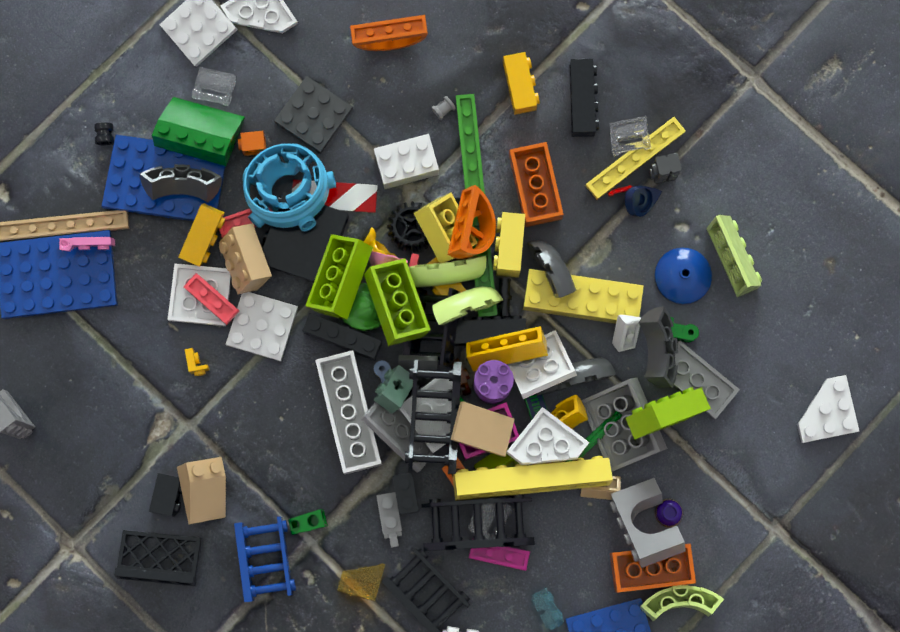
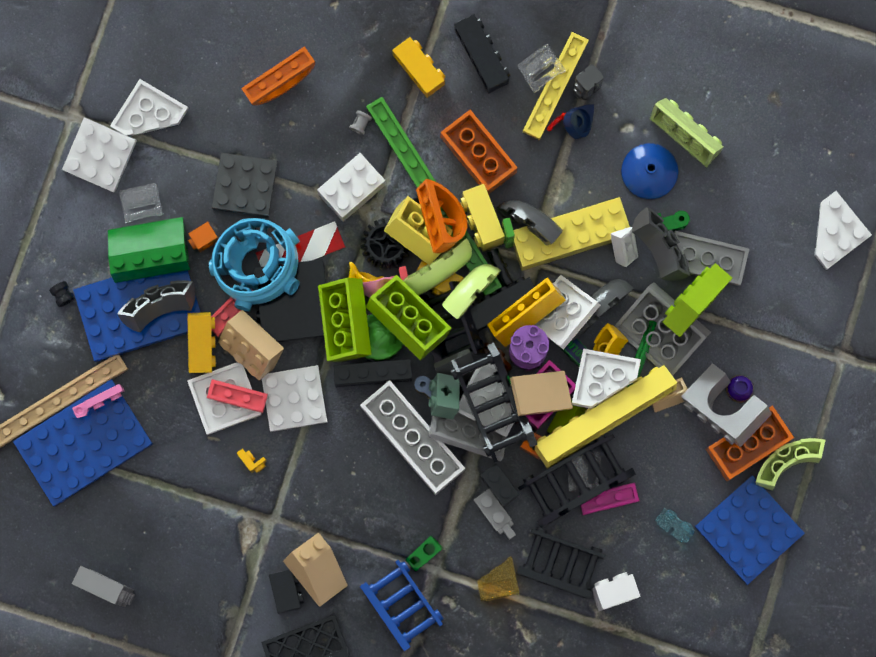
camera: 25 degrees left, 0 degrees up
(525, 269) = (508, 232): none -> bright green tile

